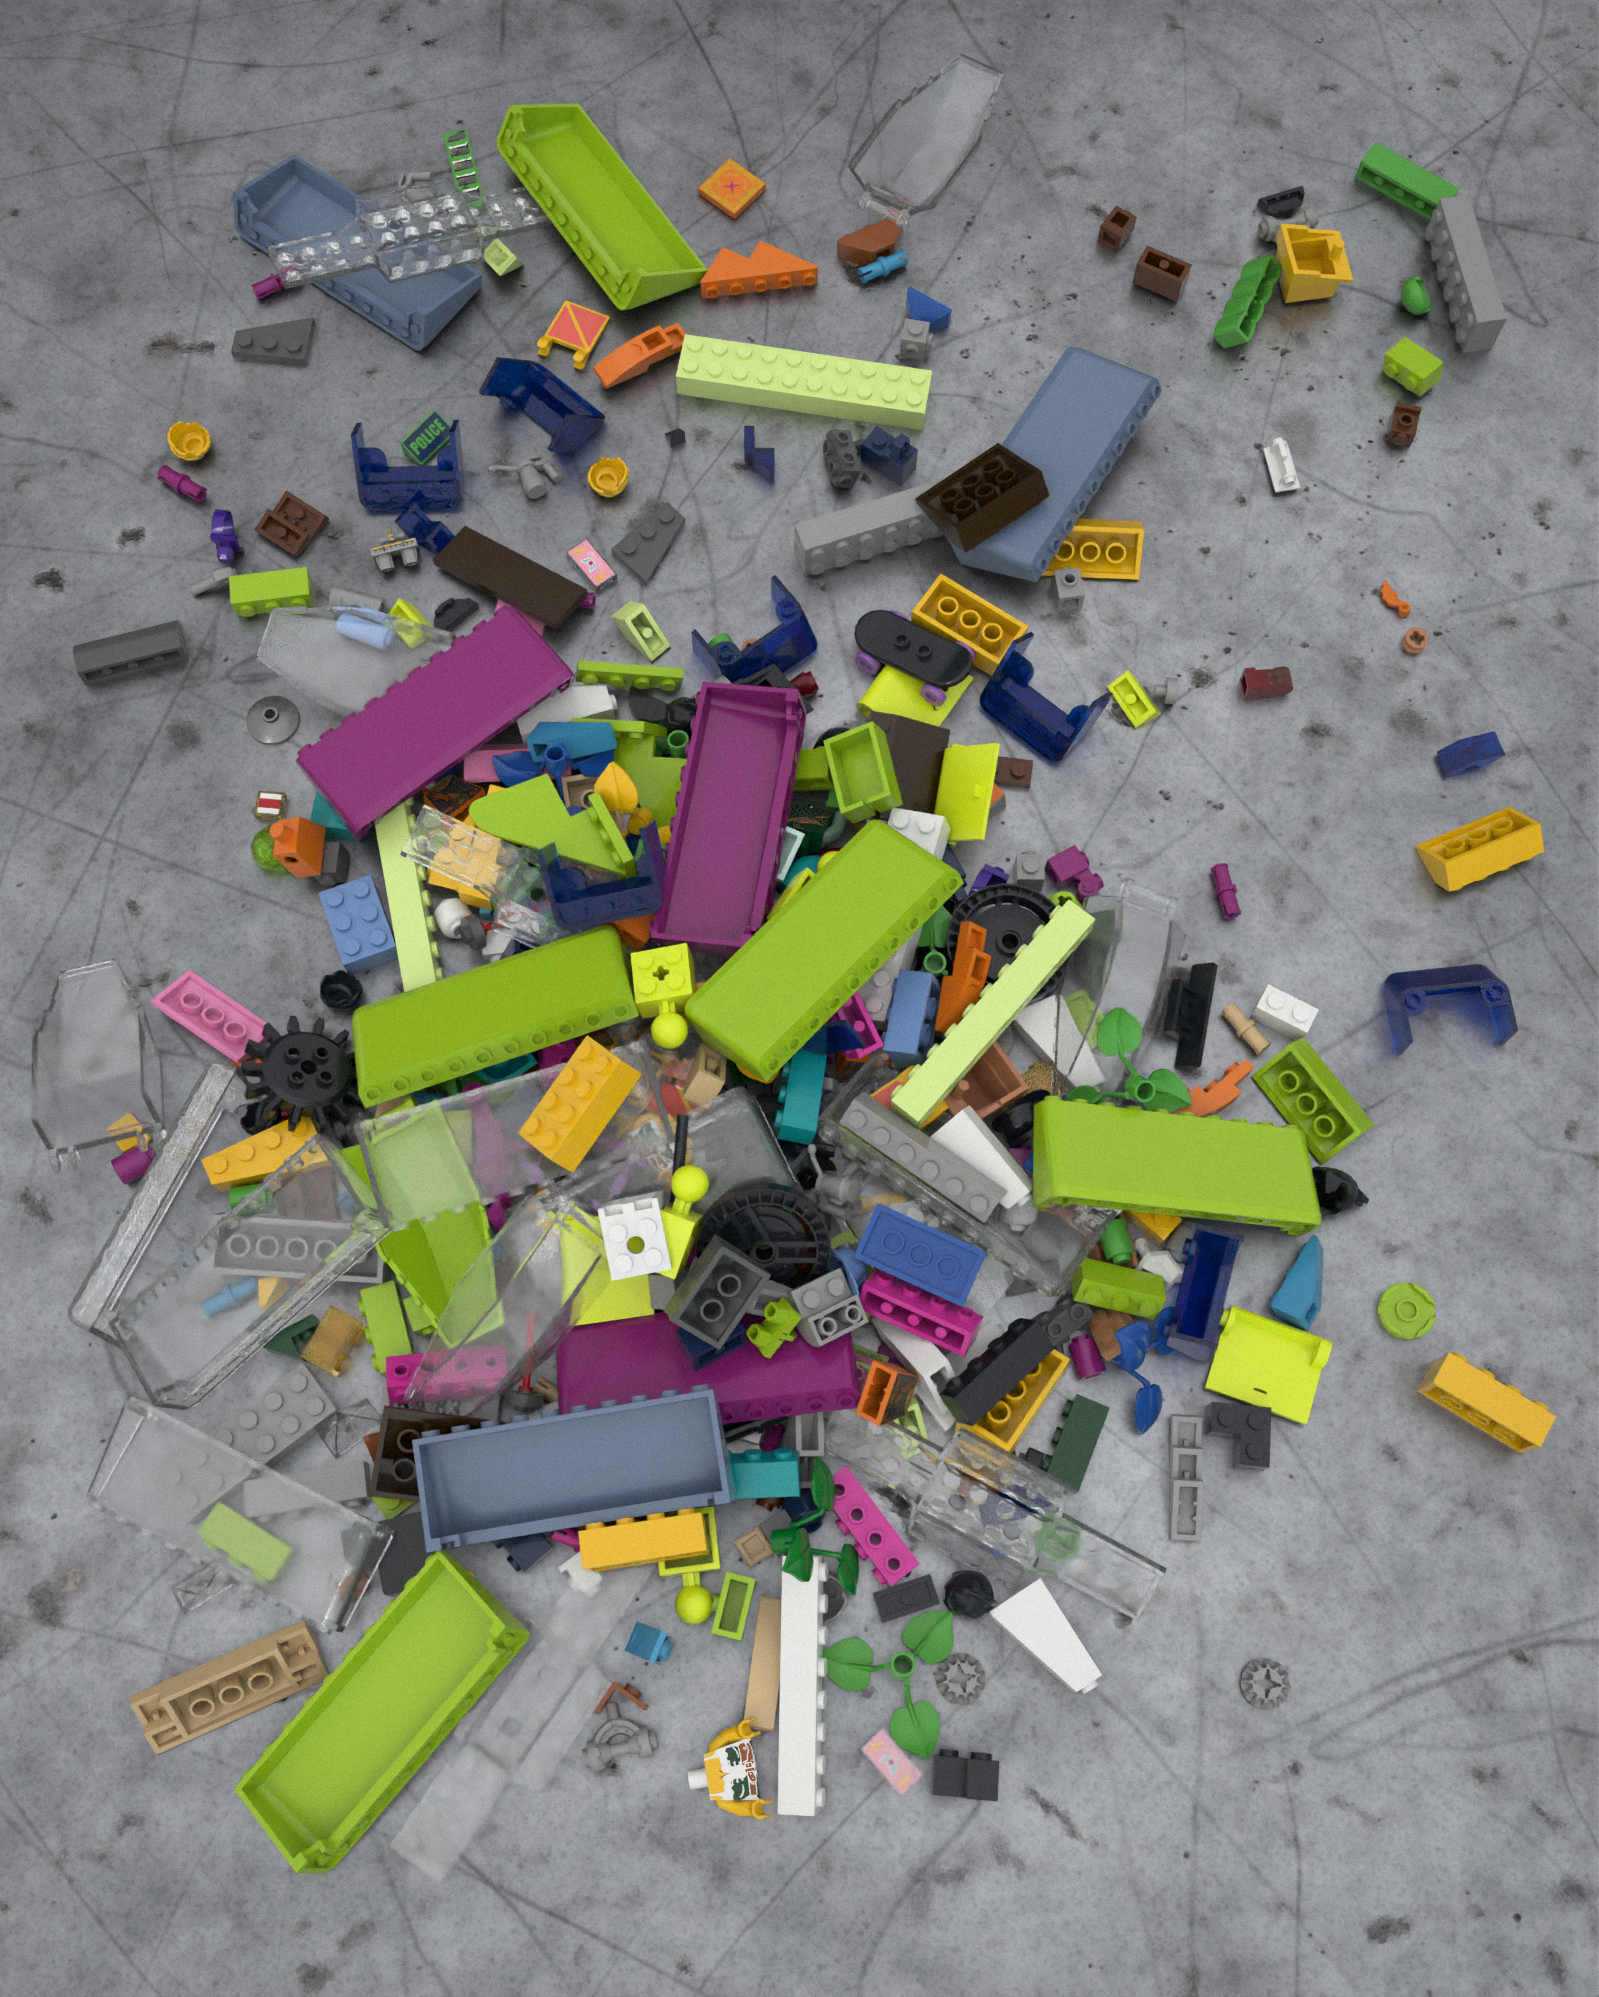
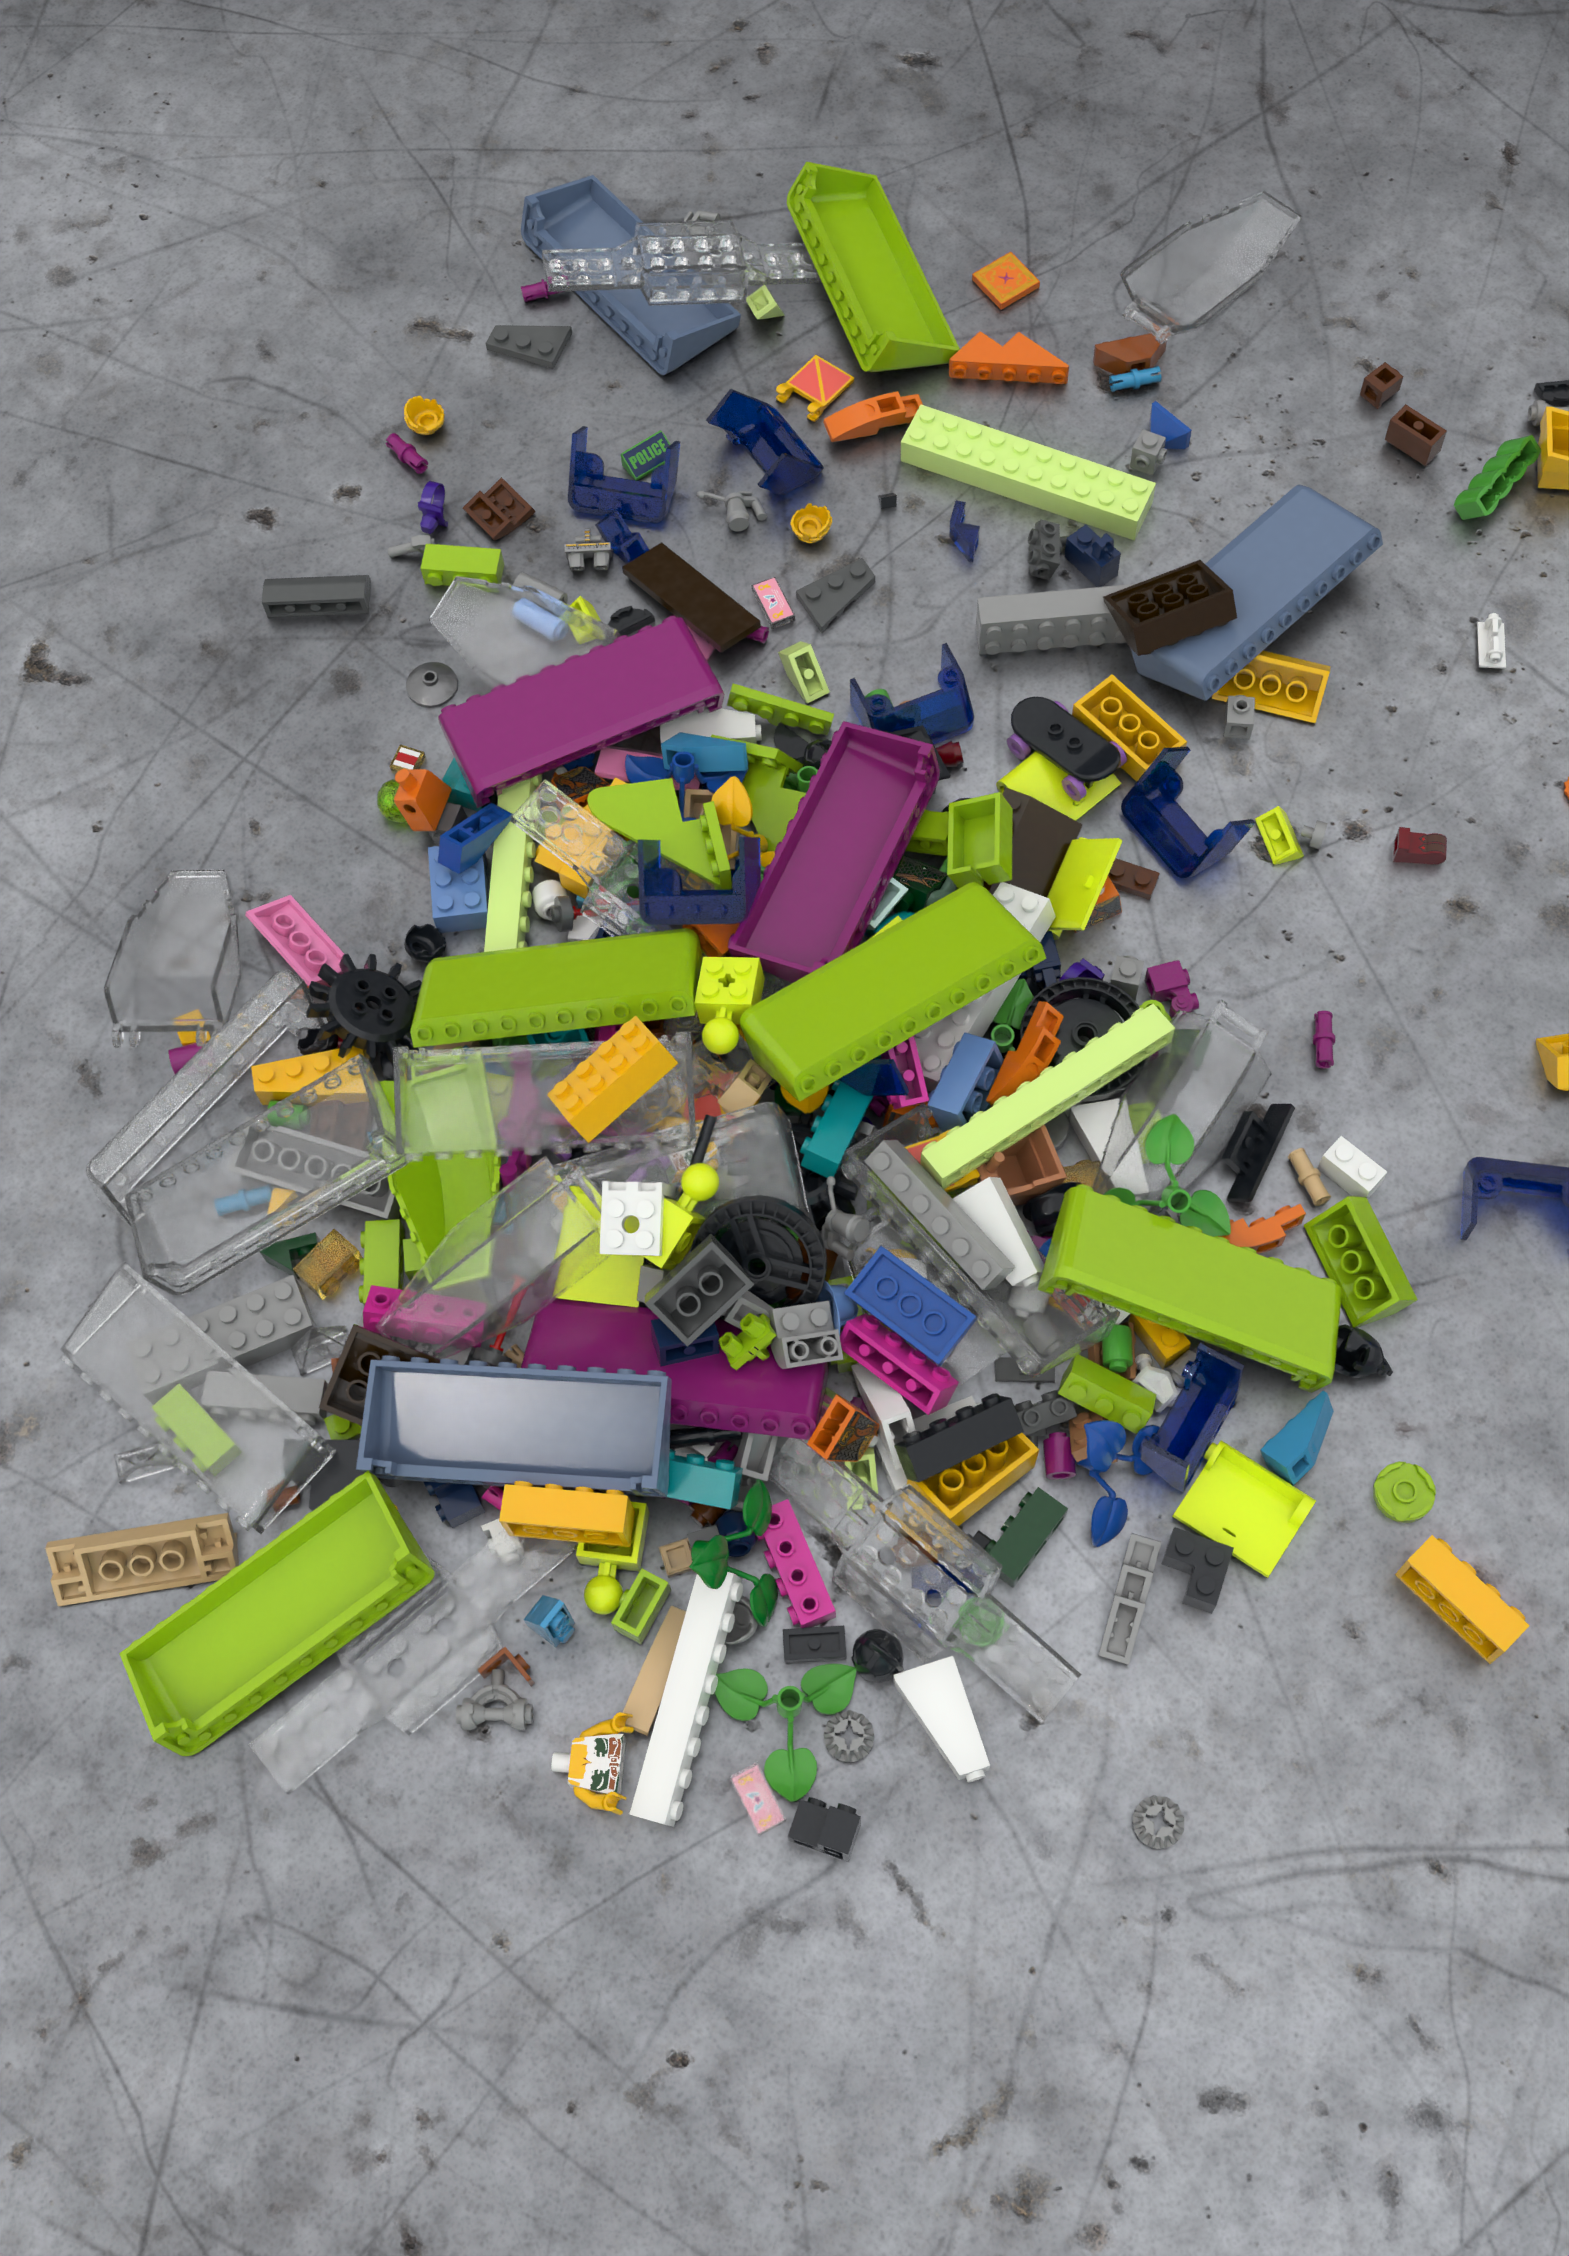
camera: 20 degrees right, 5 degrees down
(362, 875) = (471, 838): none -> blue slope
(462, 162) = (751, 210): tile -> none

